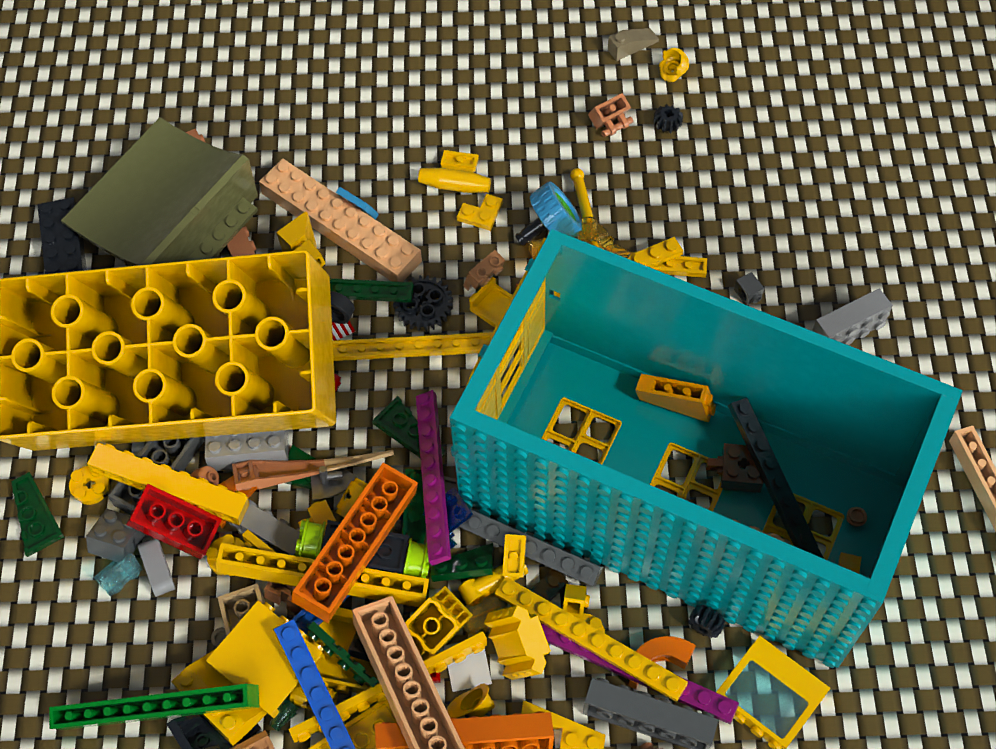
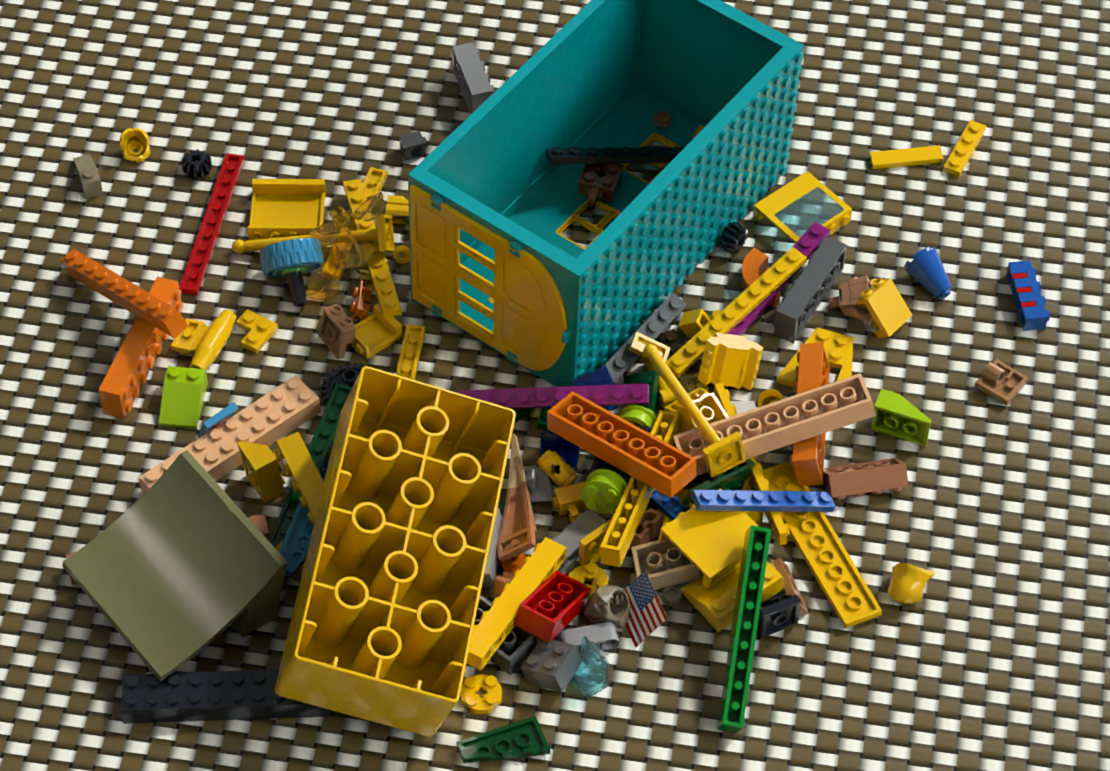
camera: 80 degrees left, 10 degrees down
(189, 607) = (644, 609): none -> sticker
(190, 576) = (602, 610): none -> dark tan piece
(358, 645) = (721, 453): none -> yellow piece
(387, 173) = (183, 397): none -> lime slope
(431, 126) = (136, 355): none -> orange brick
(471, 92) = (124, 293): none -> orange brick
(600, 148) = (211, 224): none -> red plate
(609, 111) = (176, 204): nougat brick -> none
(633, 204) = (286, 207): none -> yellow panel
(678, 396) = (524, 200): light orange slope -> none

